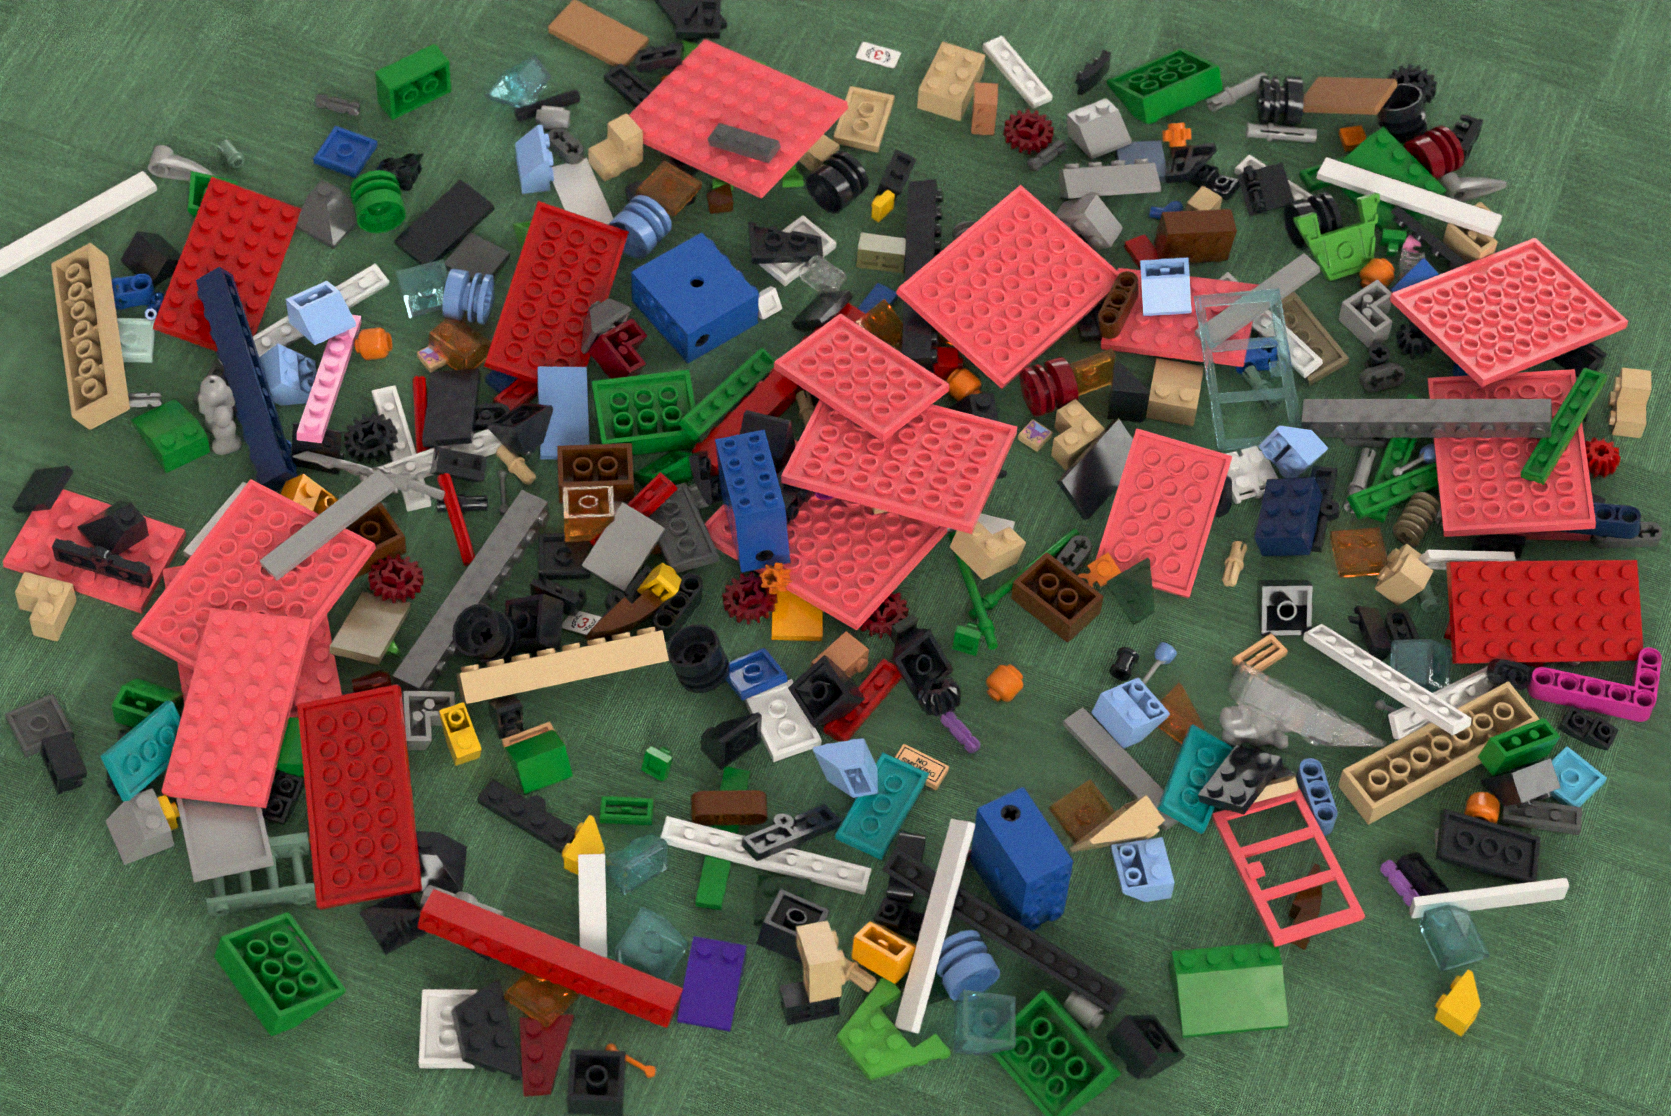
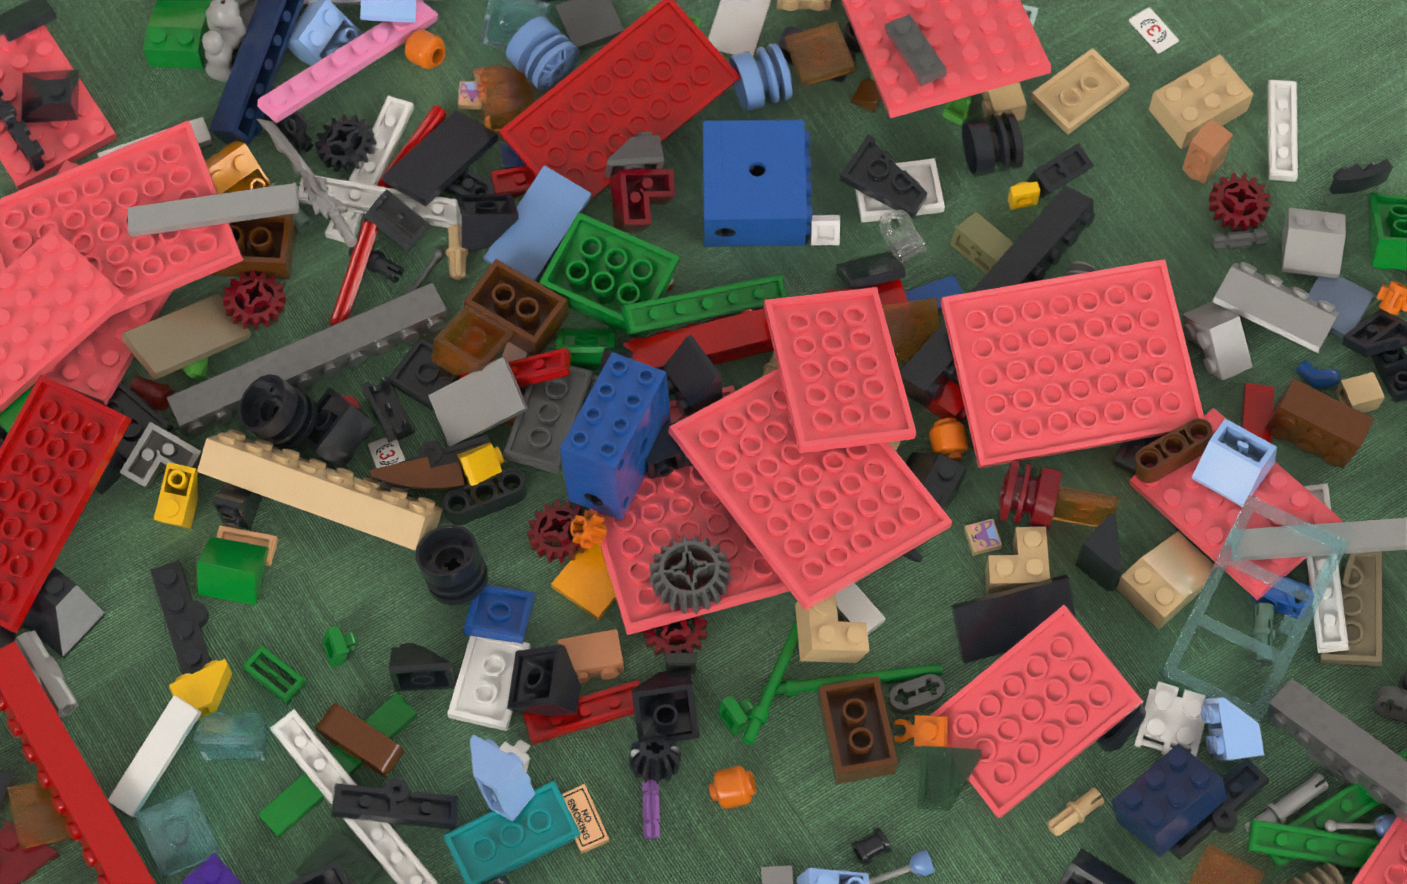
camera: 40 degrees right, 10 degrees up
(871, 554) = (667, 580): none -> dark grey gear

